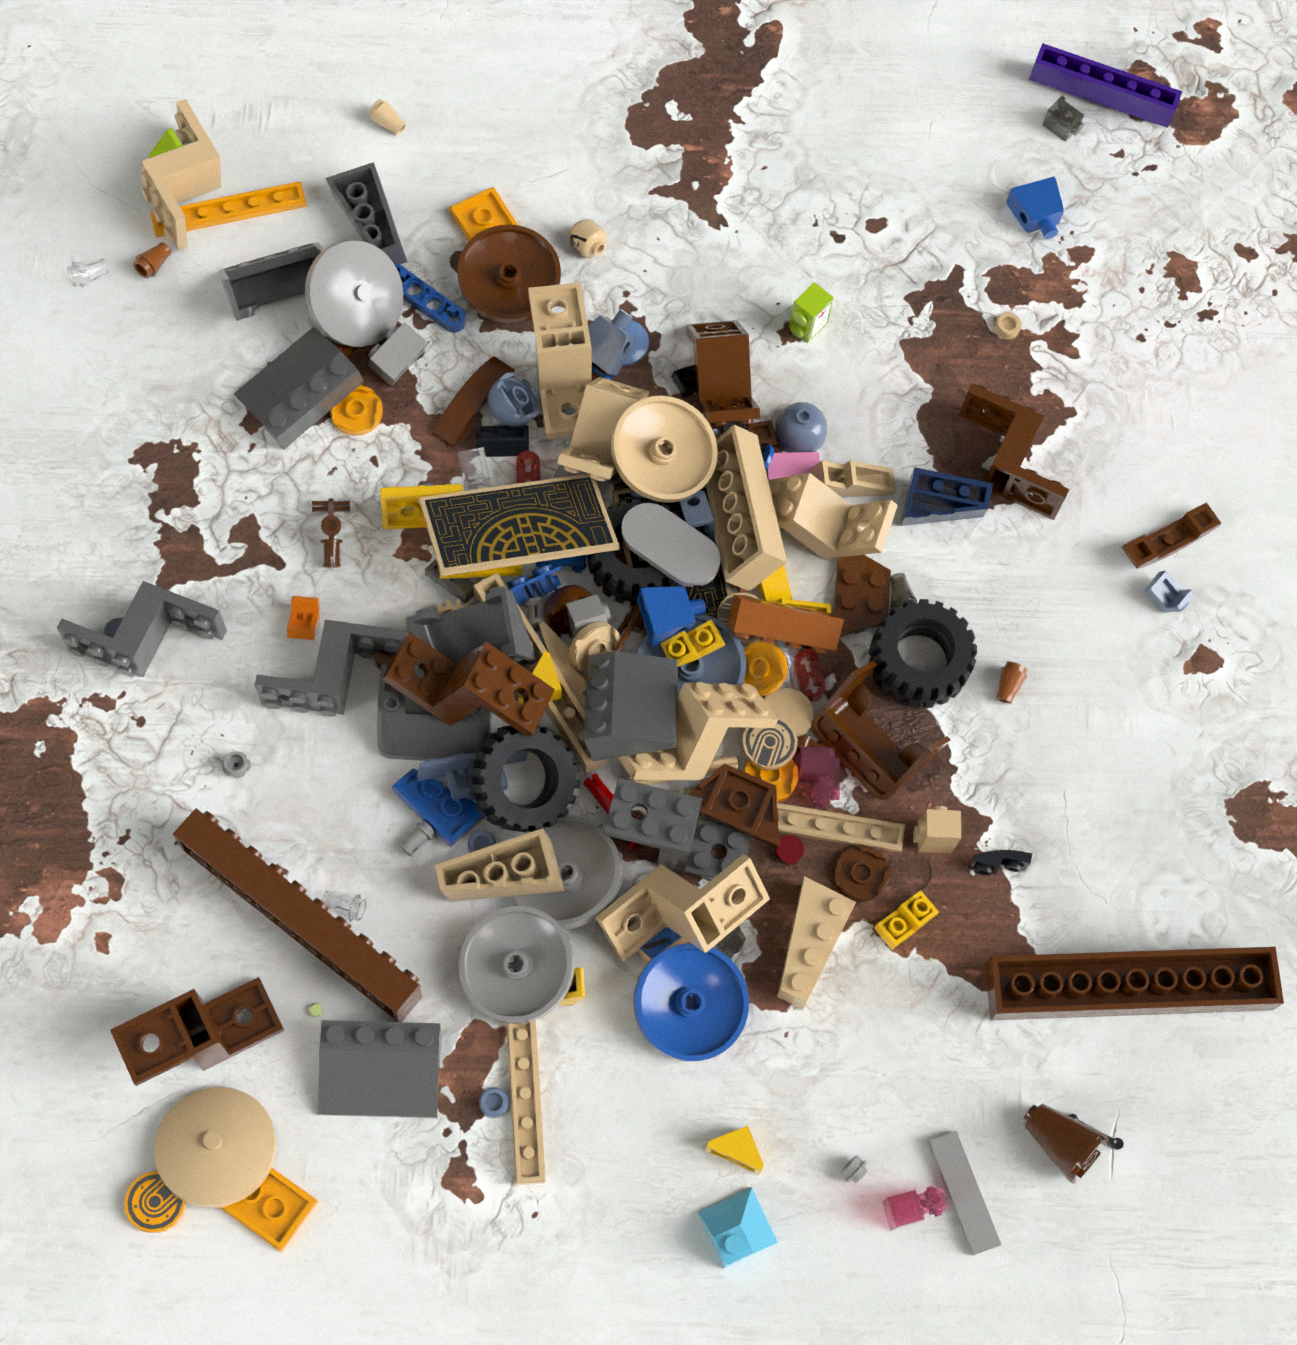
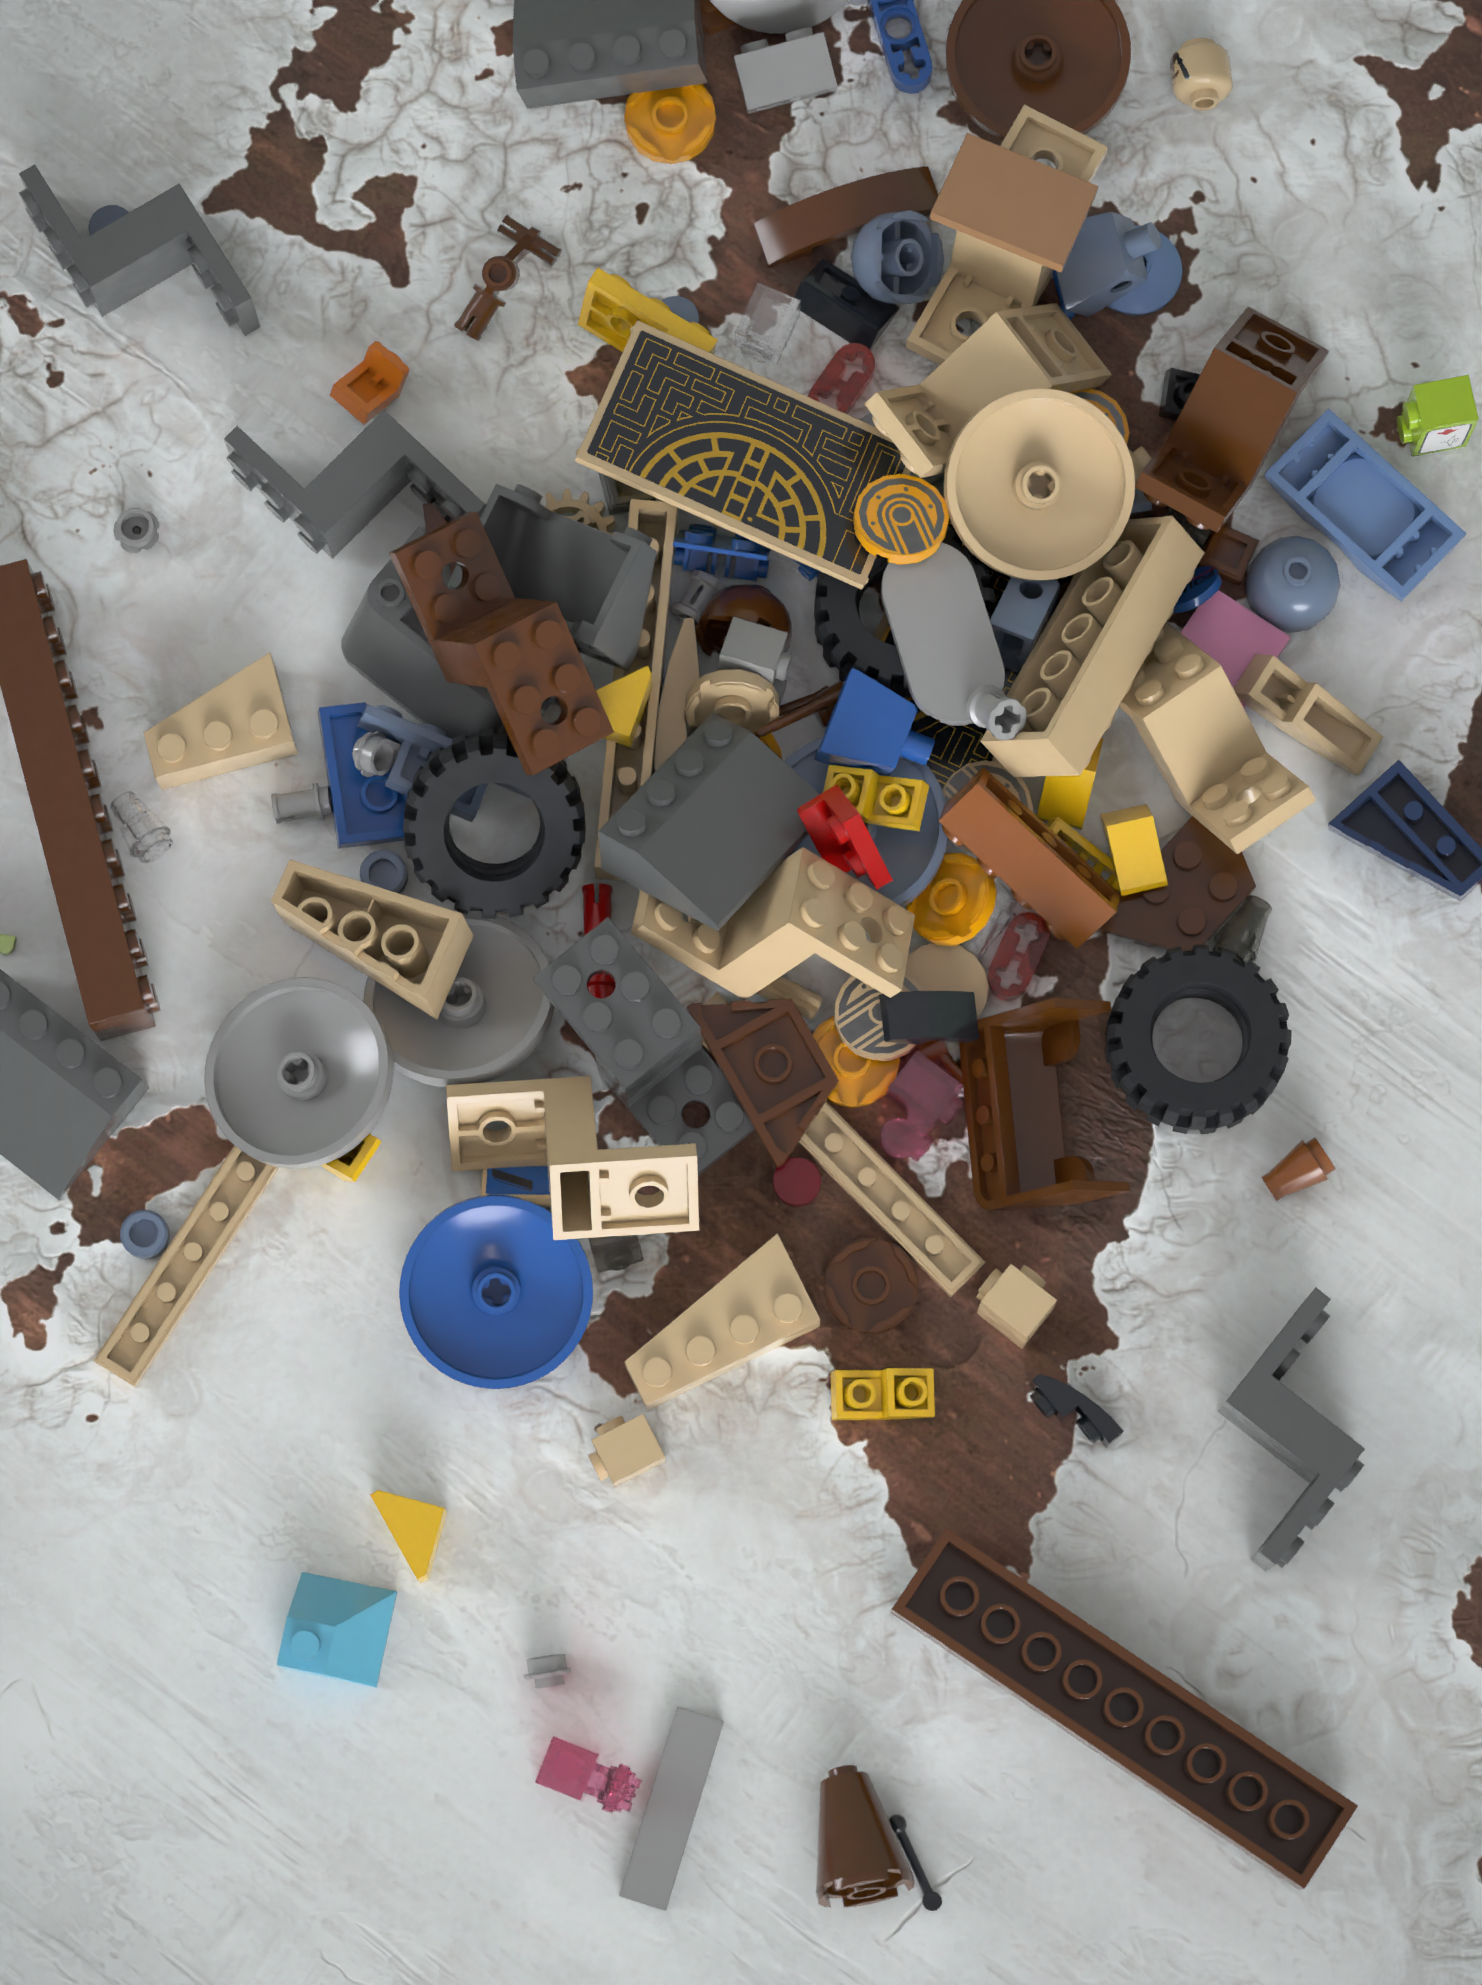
camera: 45 degrees right, 10 degrees up
(353, 827) = (224, 729): none -> tan wedge
(437, 787) = (374, 754): none -> light grey plate
(558, 330) = (1014, 202): none -> medium nougat tile
(612, 505) = (901, 518): none -> tile
(696, 665) = (842, 836): none -> red bracket
(721, 561) = (996, 712): none -> light grey bush
(795, 726) = (929, 1016): none -> black slope
(806, 375) = (1364, 506): none -> medium blue slope
(809, 1034) = (625, 1449): none -> tan brick
(825, 588) = (1134, 849): none -> yellow slope
(1106, 799) = (1293, 1433): none -> dark grey bracket

